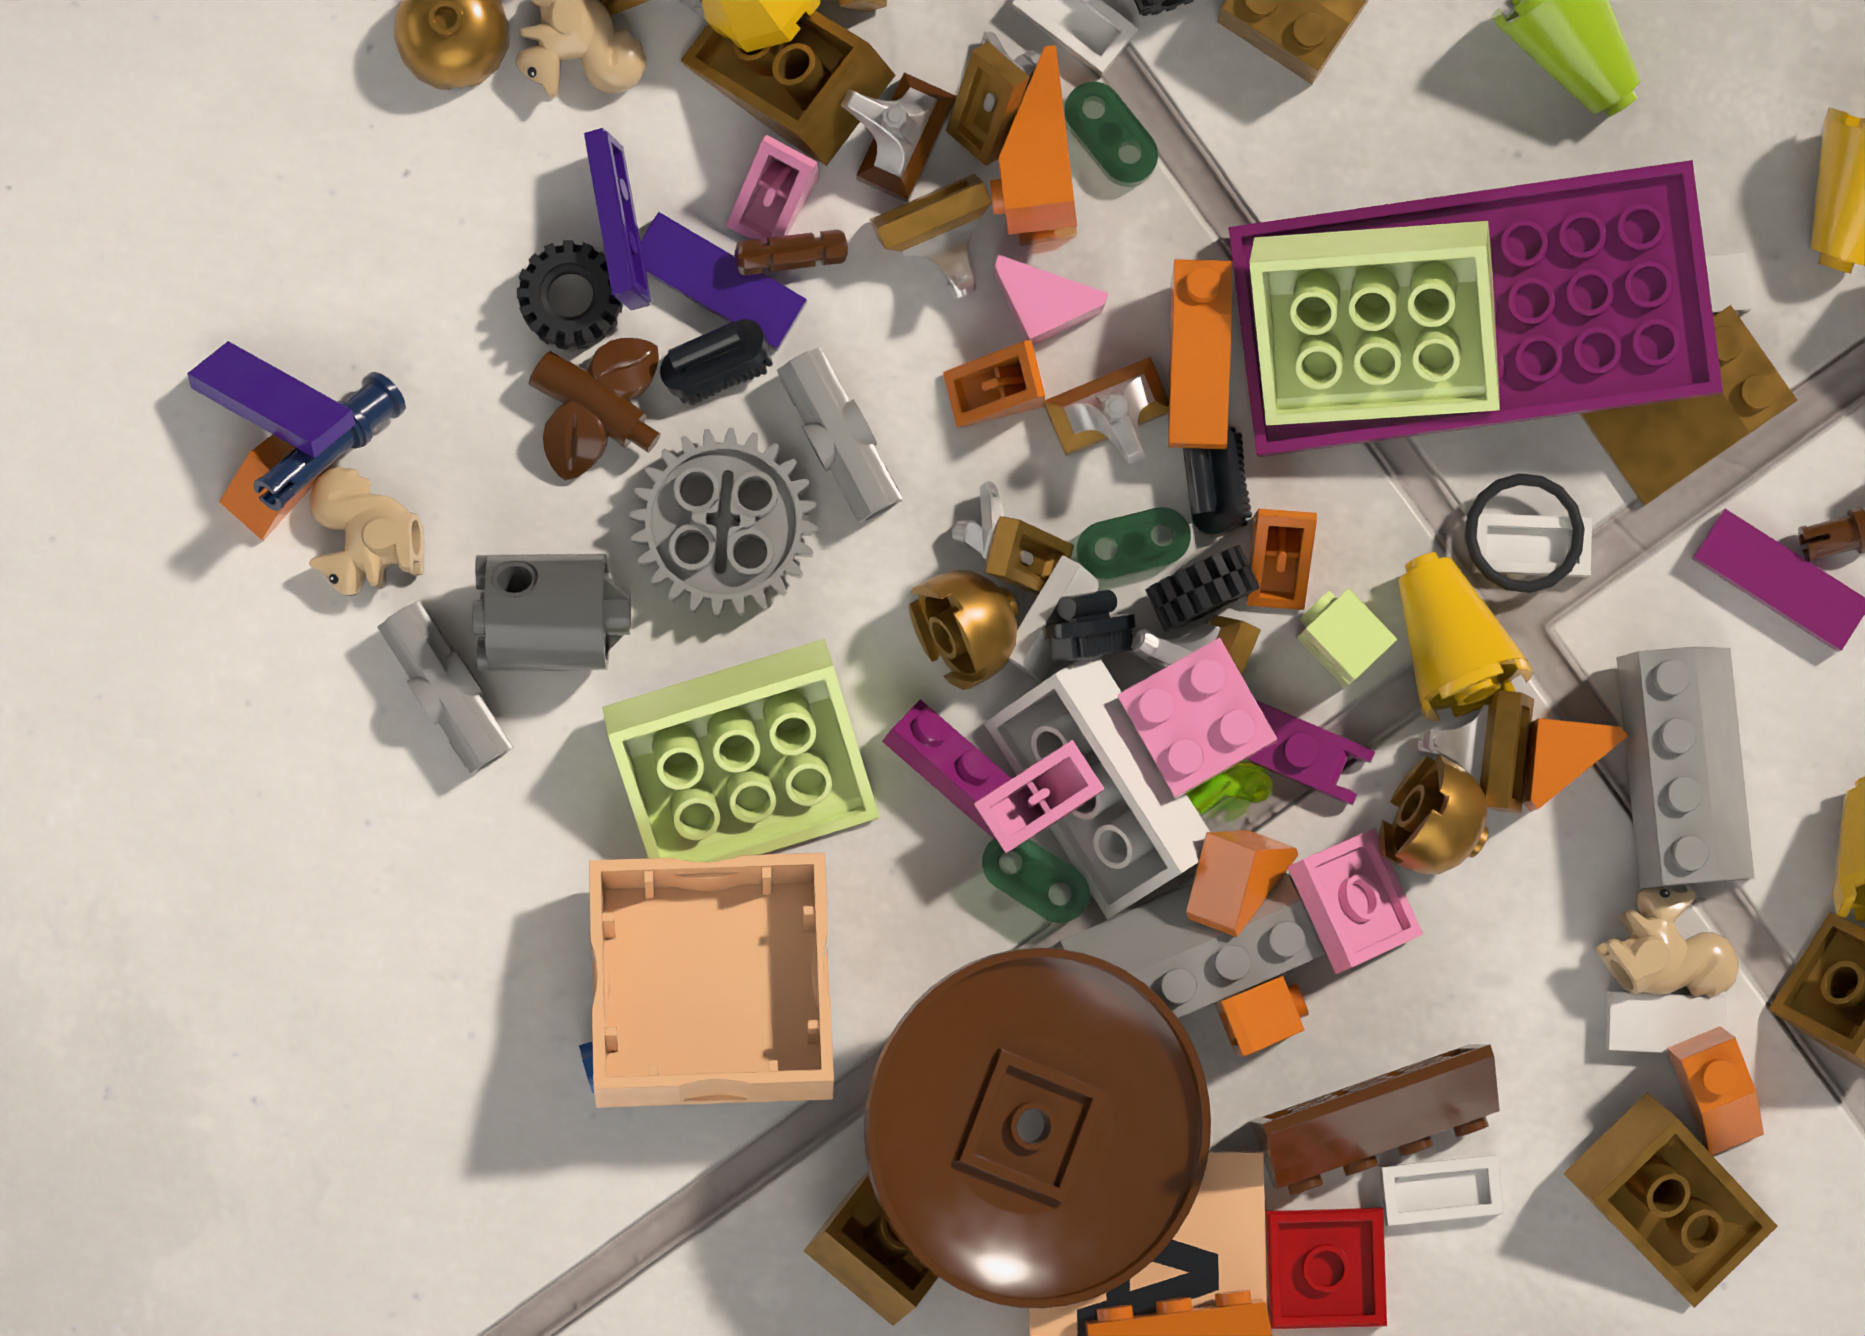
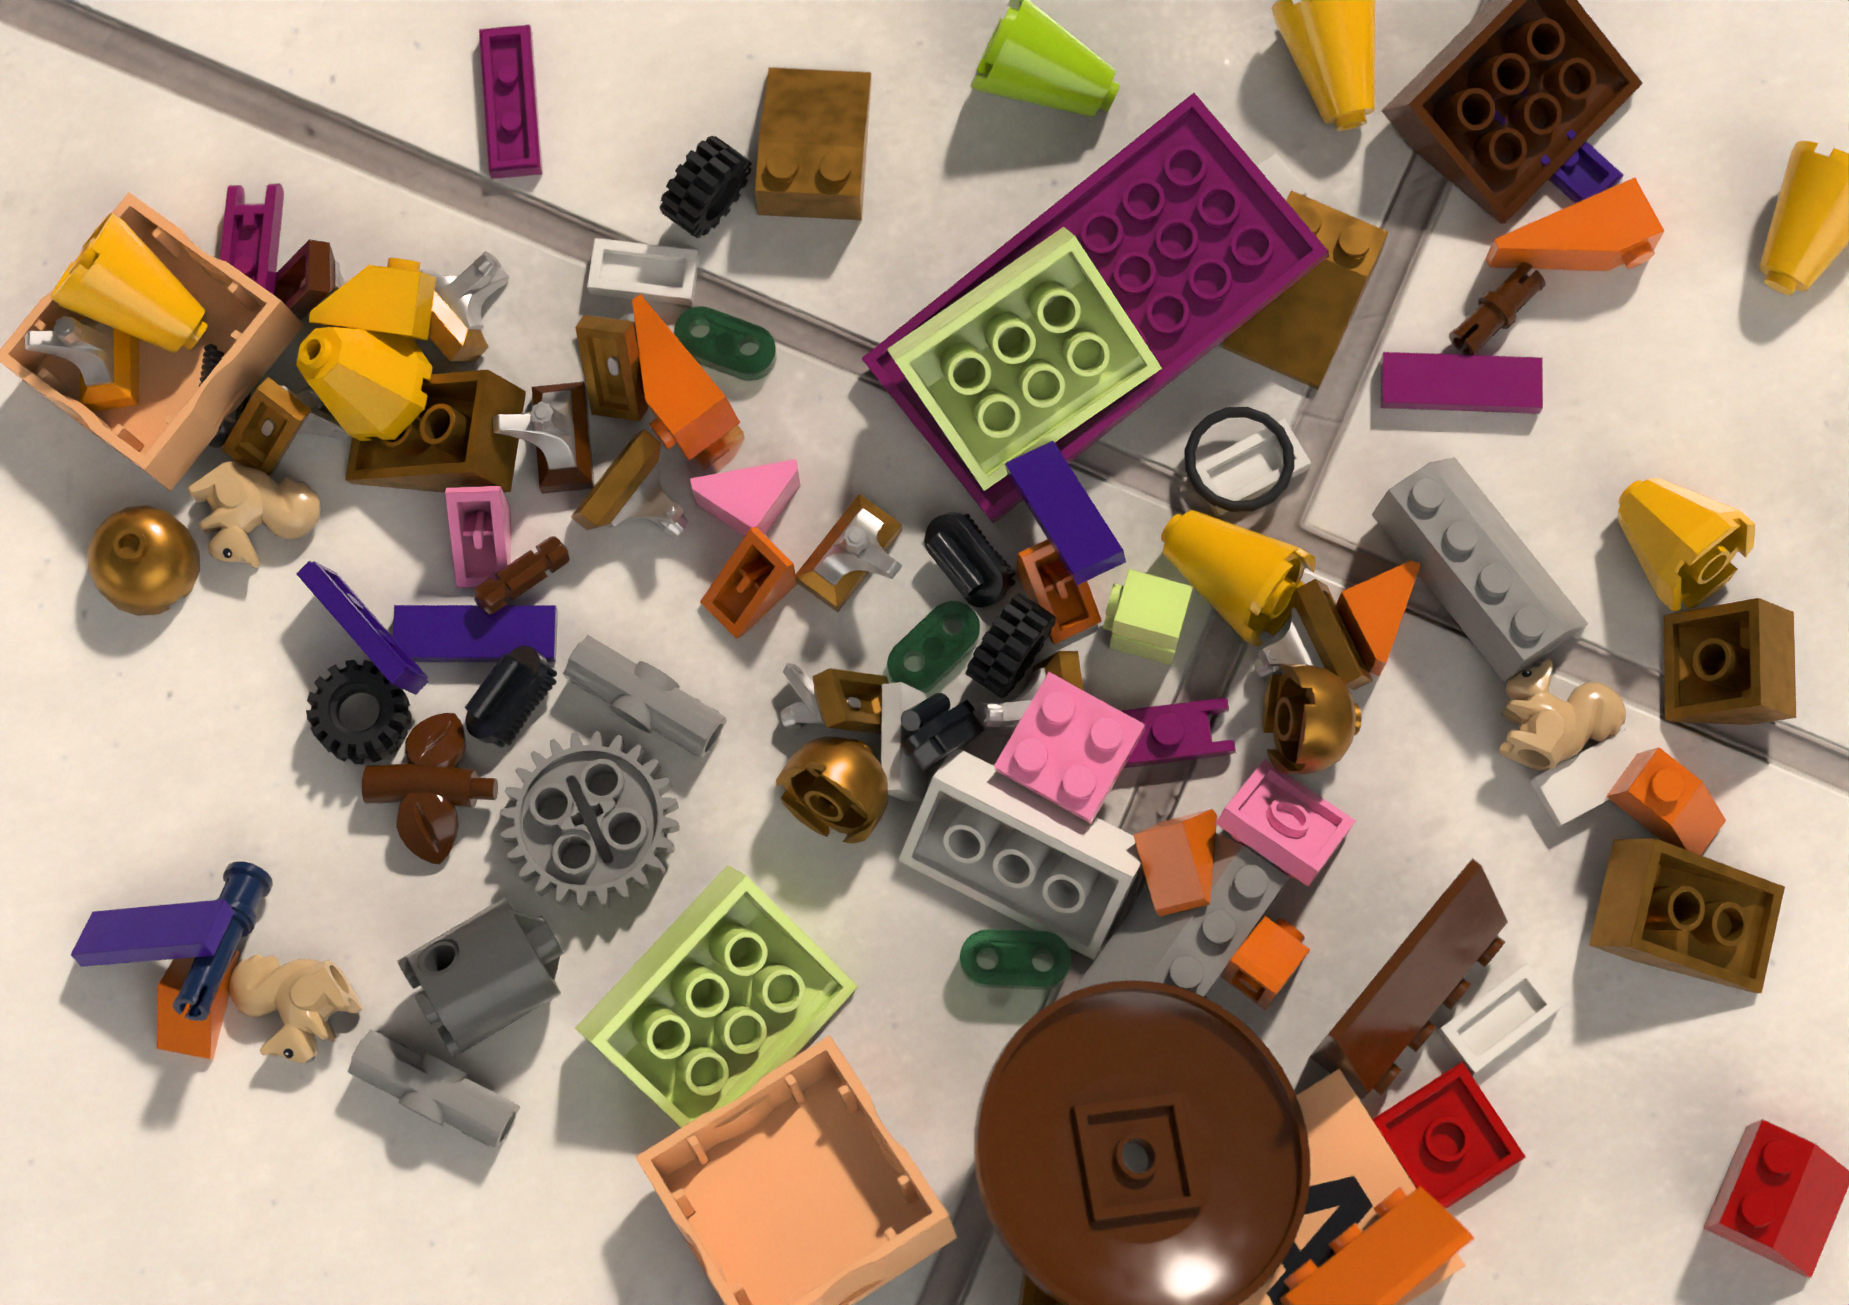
camera: 25 degrees left, 10 degrees down
(945, 759) = (900, 908): magenta hinge -> none
(1039, 797) = (980, 886): bright pink slope -> none
(1199, 353) = (896, 464): orange slope -> none
(1241, 782) = (1131, 787): clear neon green arm -> none
(1324, 497) = (1065, 513): none -> dark purple tile

